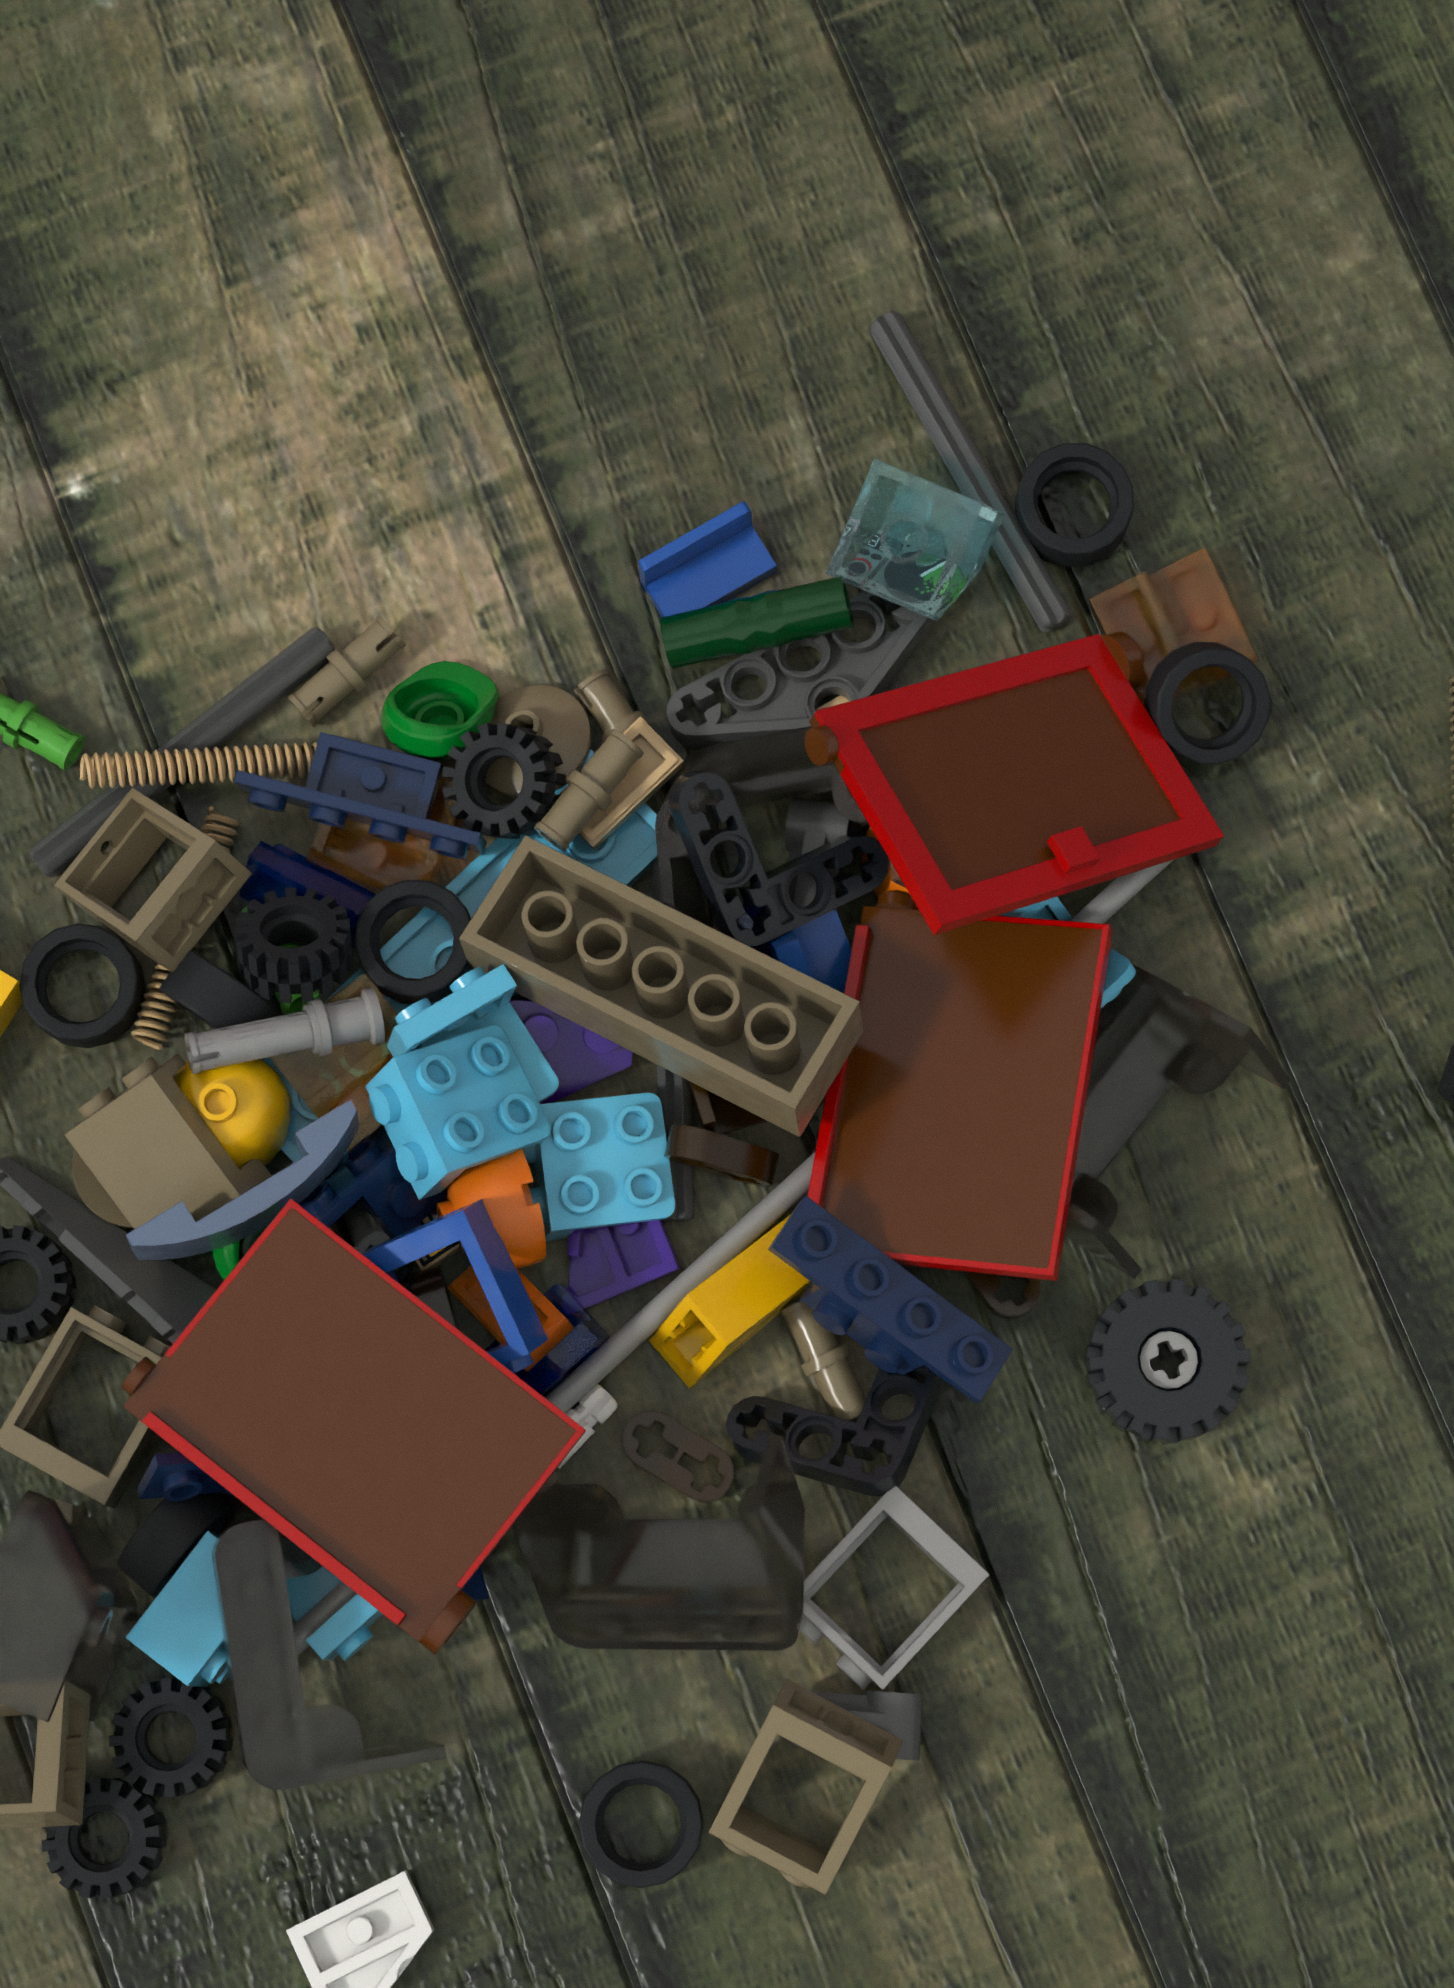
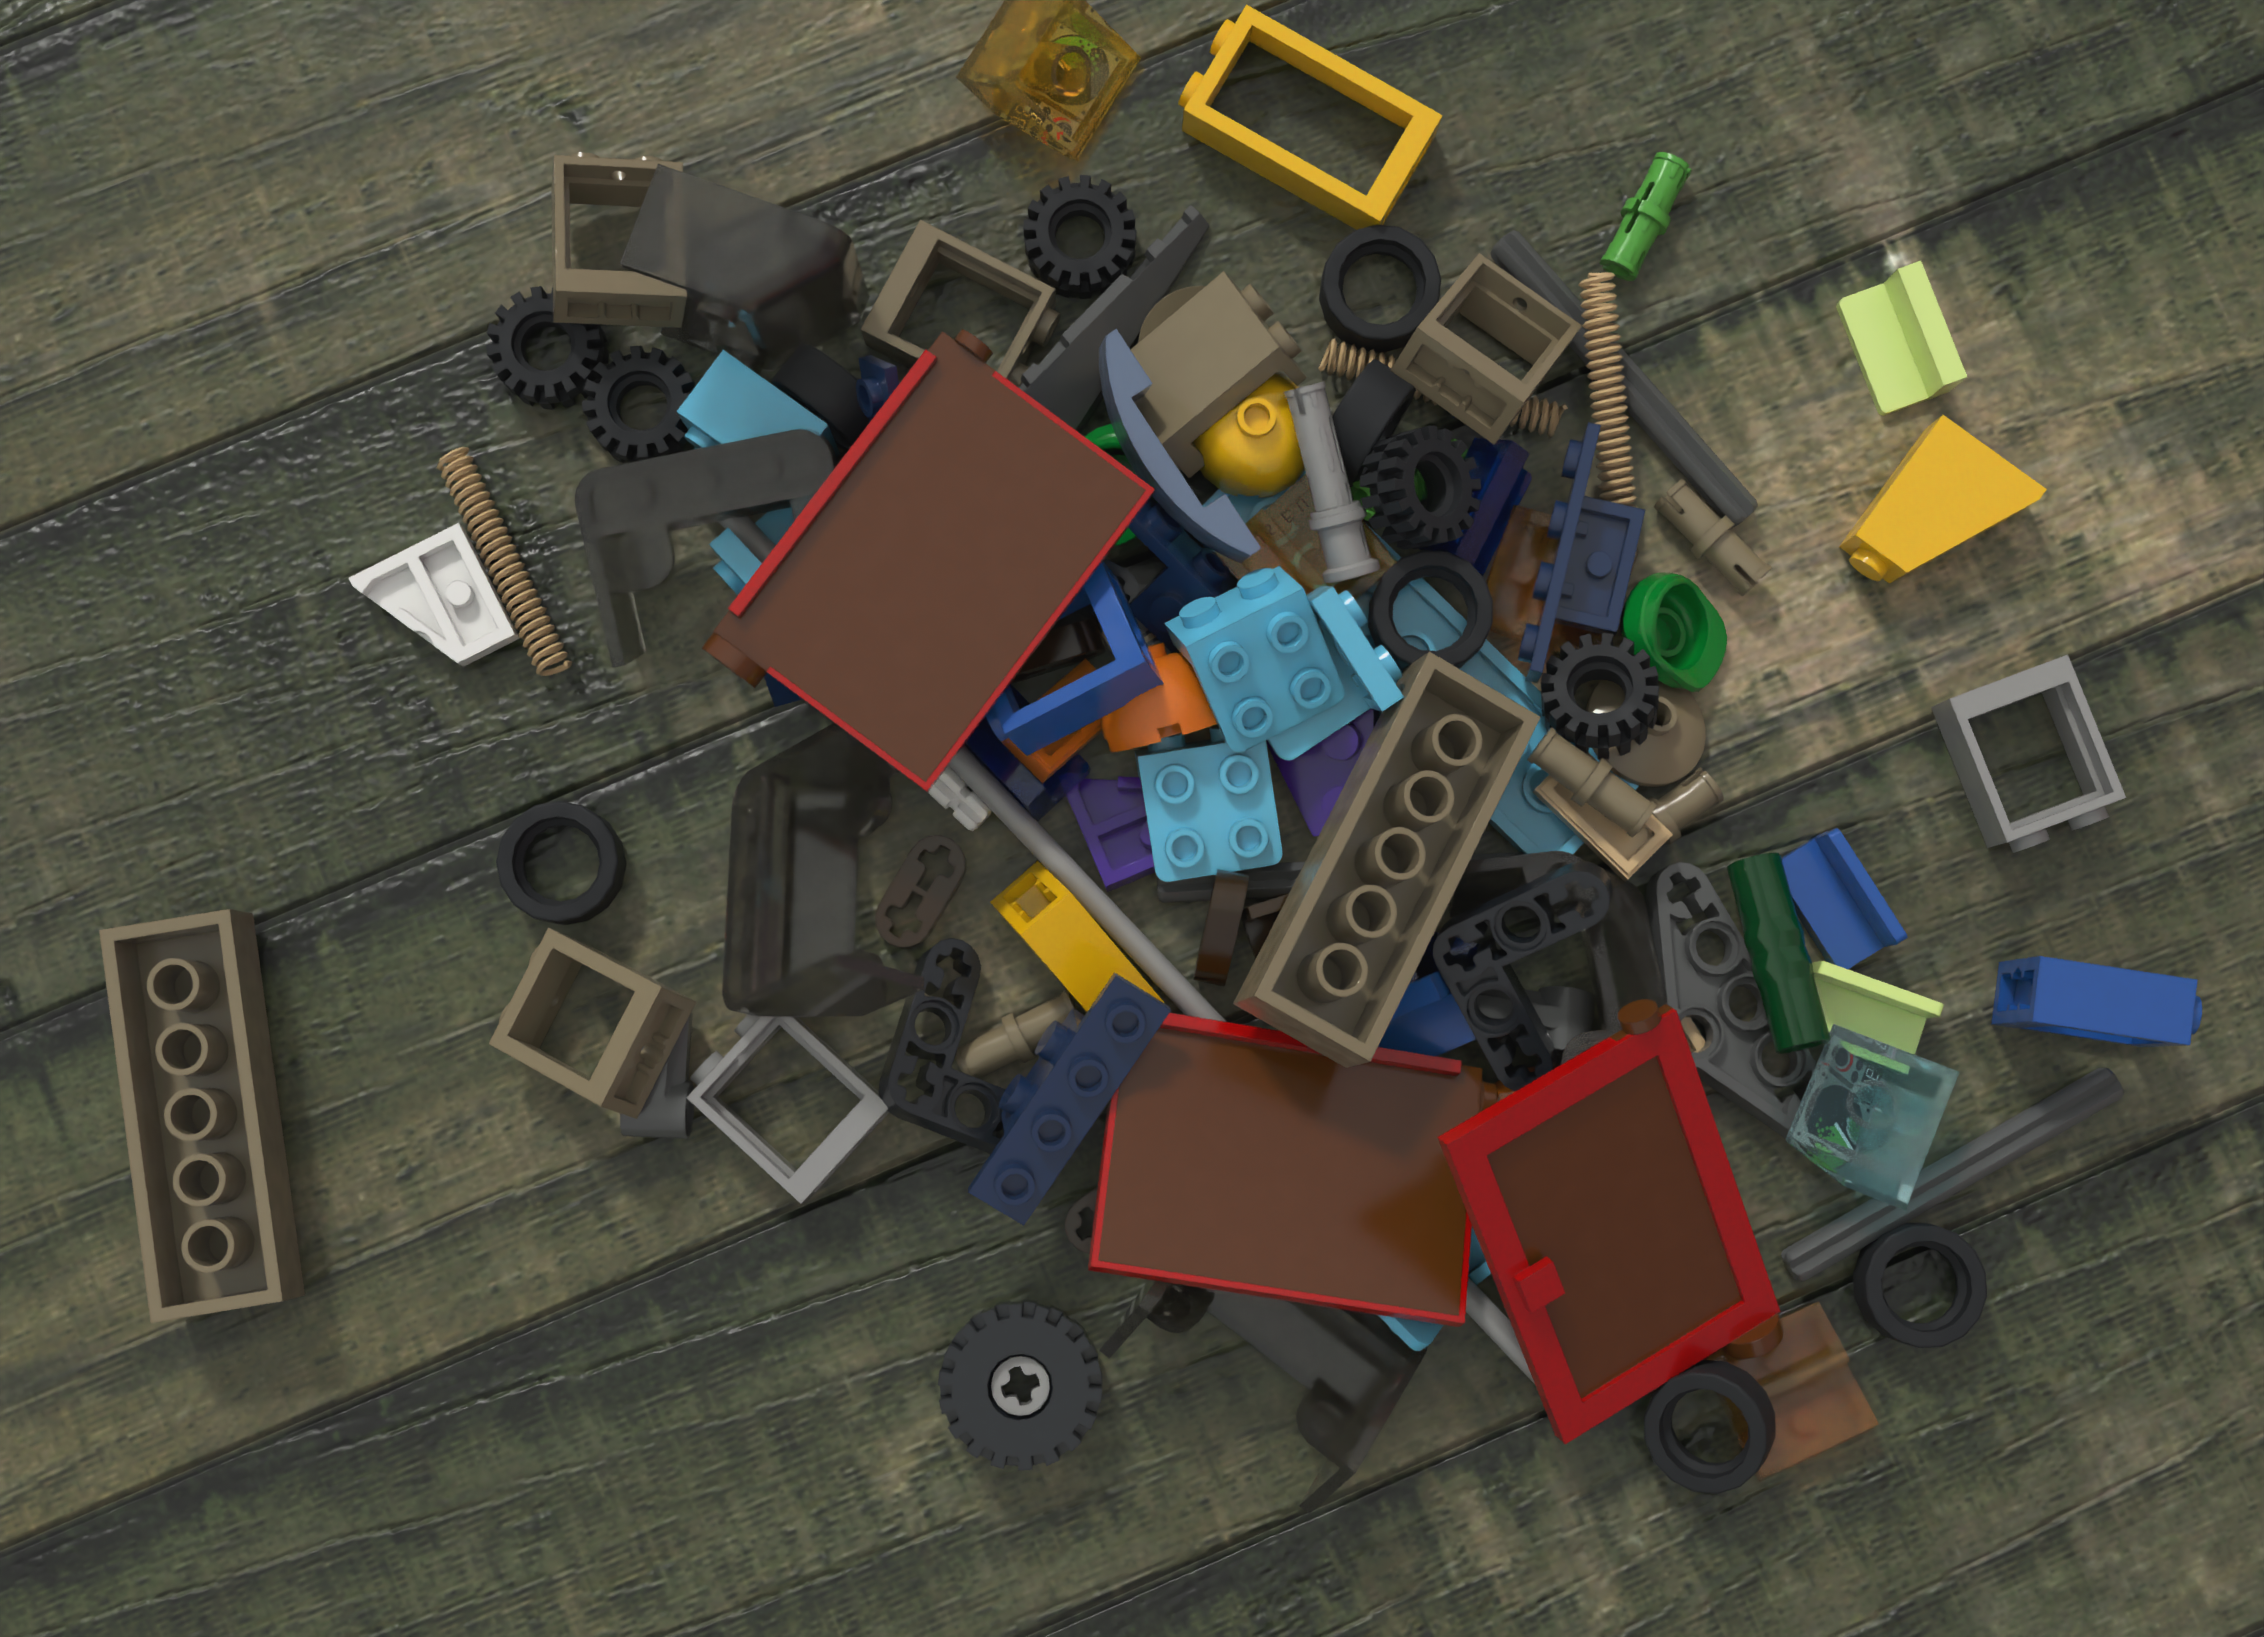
camera: 80 degrees right, 5 degrees up
(158, 485) = (1901, 340): none -> yellowish green panel
(320, 459) = (1936, 501): none -> yellow slope
(369, 1875) = (474, 490): none -> tan piece
(554, 335) = (2078, 735): none -> light grey window
(809, 332) = (2096, 1002): none -> blue window
(810, 536) = (1873, 1006): none -> yellowish green panel

